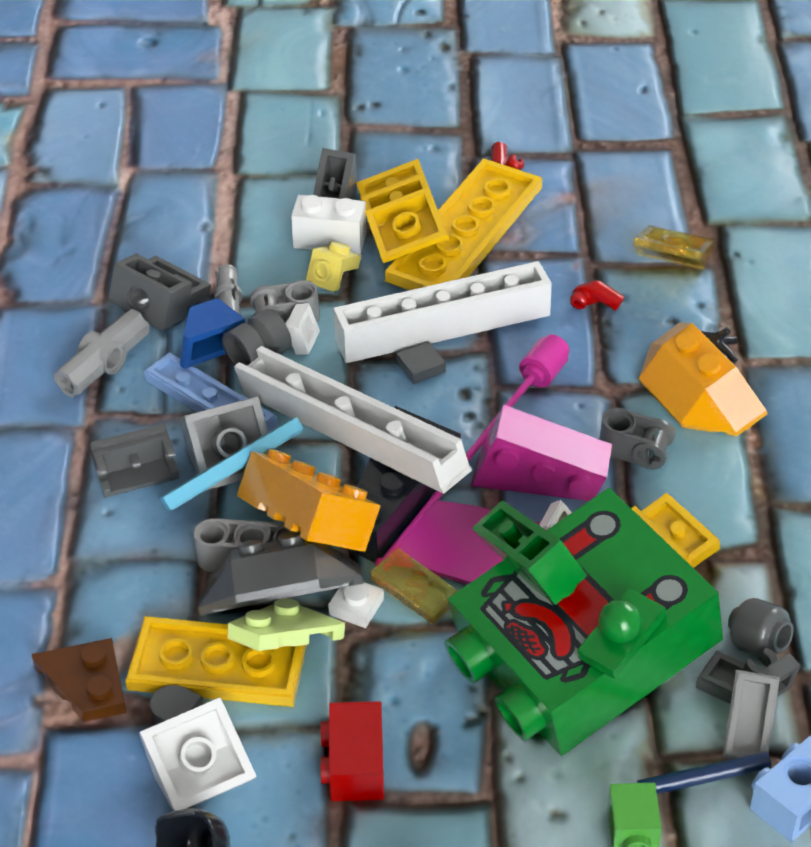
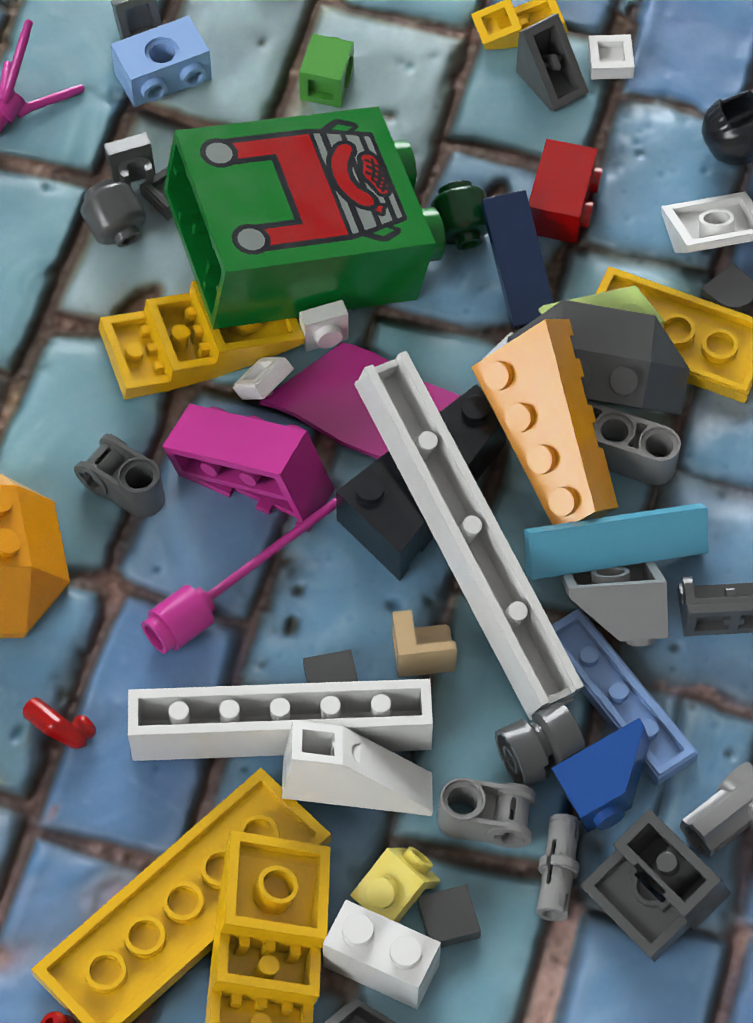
camera: 165 degrees left, 15 degrees up
(291, 261) = (449, 916): none -> dark grey tile
(302, 328) = (478, 758): white plate -> none
(364, 376) = (421, 648): none -> tan panel
(377, 666) = (517, 256): none -> dark blue tile
(386, 279) = (349, 770): none -> white slope
(413, 585) = (443, 353): clear yellow plate -> none
(443, 703) = (461, 214): none -> dark green head
(531, 552) = (344, 218): green slope -> none
(621, 632) = (285, 124): green tile -> none
(709, 772) = (241, 99): dark blue bar -> none
(750, 714) = (175, 115): light grey tile -> none

